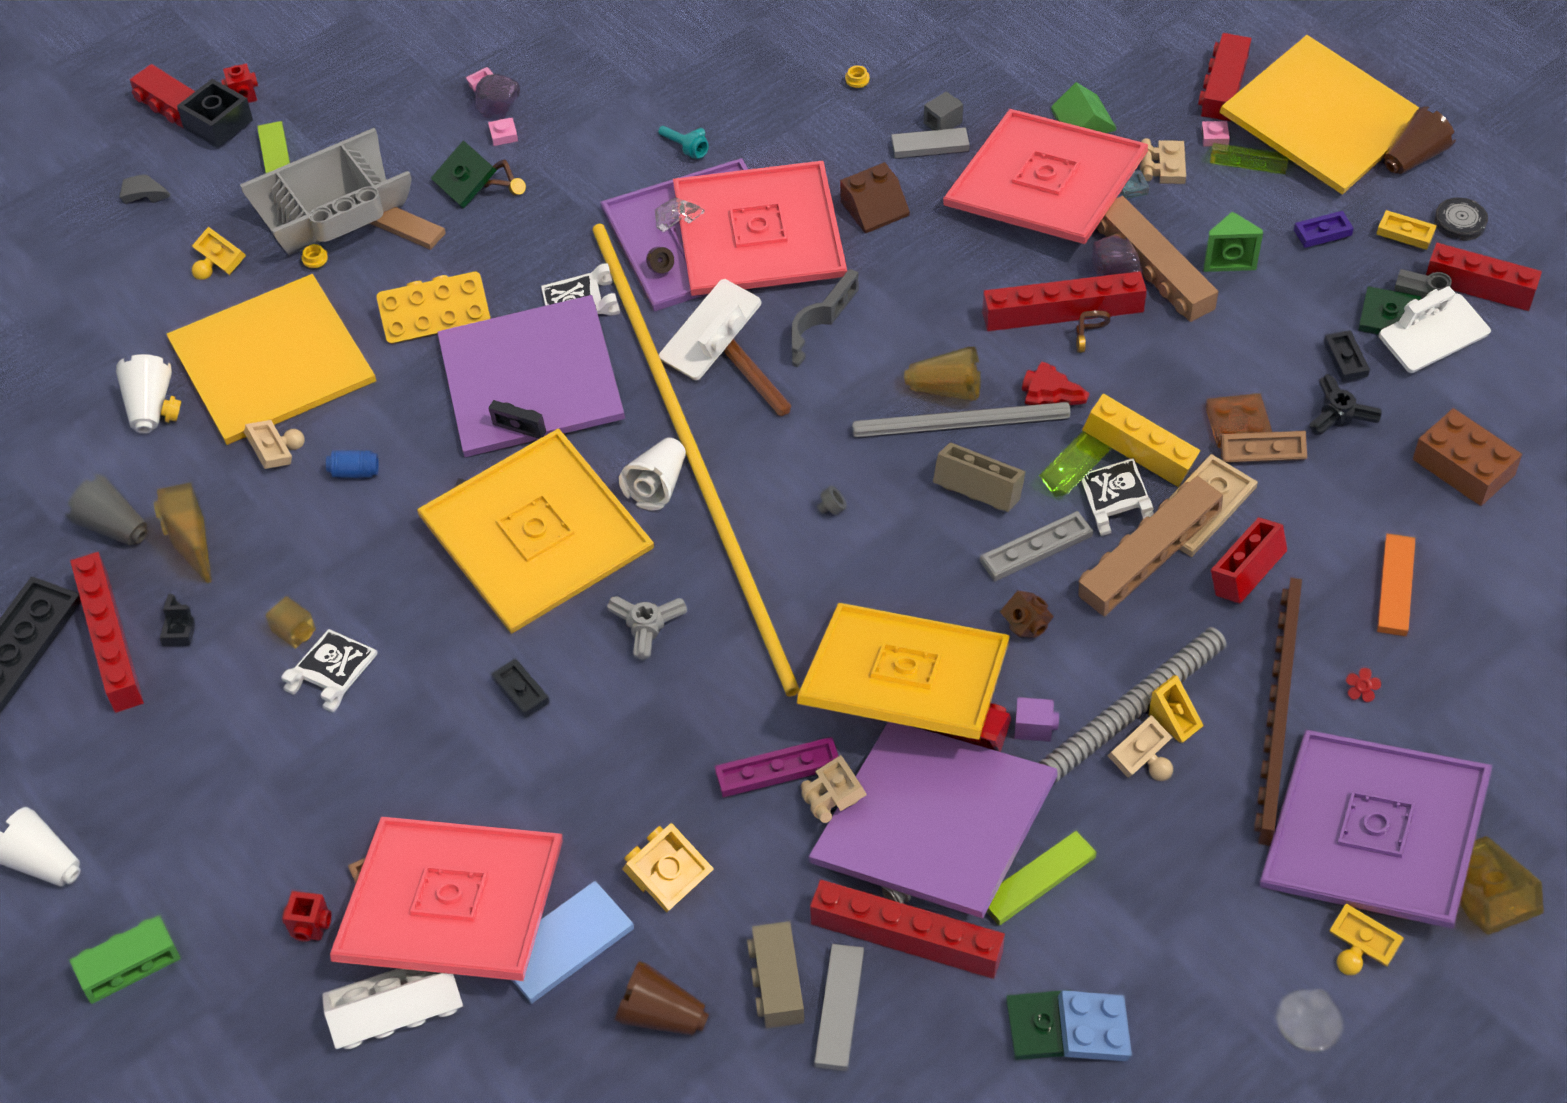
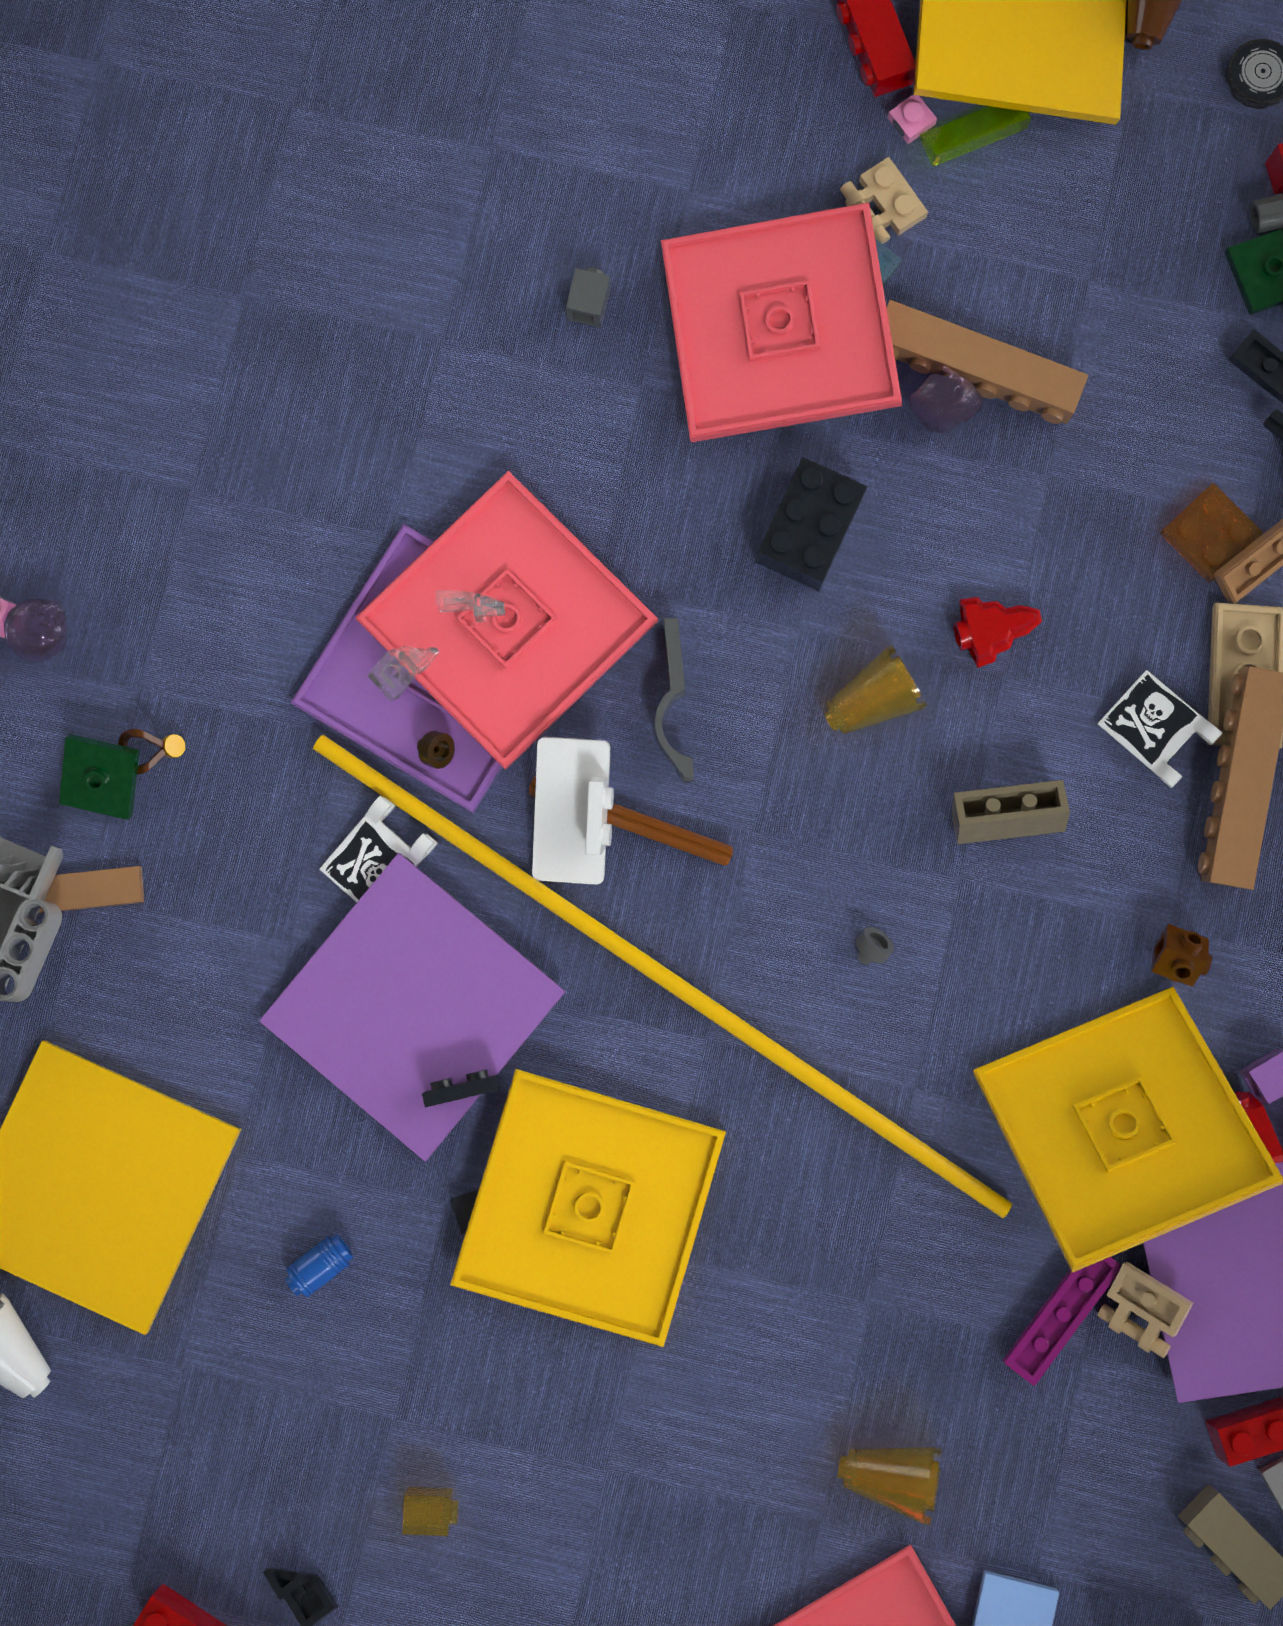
camera: 35 degrees left, 30 degrees up
(105, 511) = (109, 1531): dark grey cone -> none
(171, 409) = (48, 1341): yellow plate -> none
(185, 525) = (219, 1493): clear yellow slope -> none
(270, 446) = (201, 1305): tan plate -> none
(314, 256) = (11, 1018): yellow plate -> none
(332, 665) = (512, 1523): flag -> none
(432, 306) = (225, 992): yellow bracket -> none
(503, 131) = (84, 671): bright pink plate -> none
(520, 688) = (733, 1411): black plate -> none
(590, 784) = (894, 1478): none -> clear yellow cone
(645, 620) = (808, 1255): light grey bush -> none
(653, 474) = (664, 1045): white cone -> none
(666, 866) = (1045, 1511): yellow plate -> none
(694, 143) = (334, 541): teal piece -> none
(739, 196) = (461, 601): none -> clear slope
(857, 77) = (442, 294): yellow plate -> none
(873, 197) = (605, 485): reddish brown slope -> none
(930, 142) = (601, 350): light grey tile -> none
(961, 419) = (924, 736): light grey axle -> none
(984, 267) = (810, 524): none -> black brick
(1036, 546) = (1117, 849): light grey tile -> none
(1063, 300) = (925, 497): red brick -> none
(1073, 464) = (1090, 712): clear neon green slope -> none
(1080, 340) = (975, 501): reddish brown piece -> none
(1083, 109) = (744, 188): bright green slope -> none
(1141, 440) = (1146, 646): yellow brick -> none
(1233, 245) = (1059, 291): bright green slope -> none
(1323, 229) = (1128, 192): dark purple plate -> none
(1406, 229) = (1217, 133): yellow plate -> none

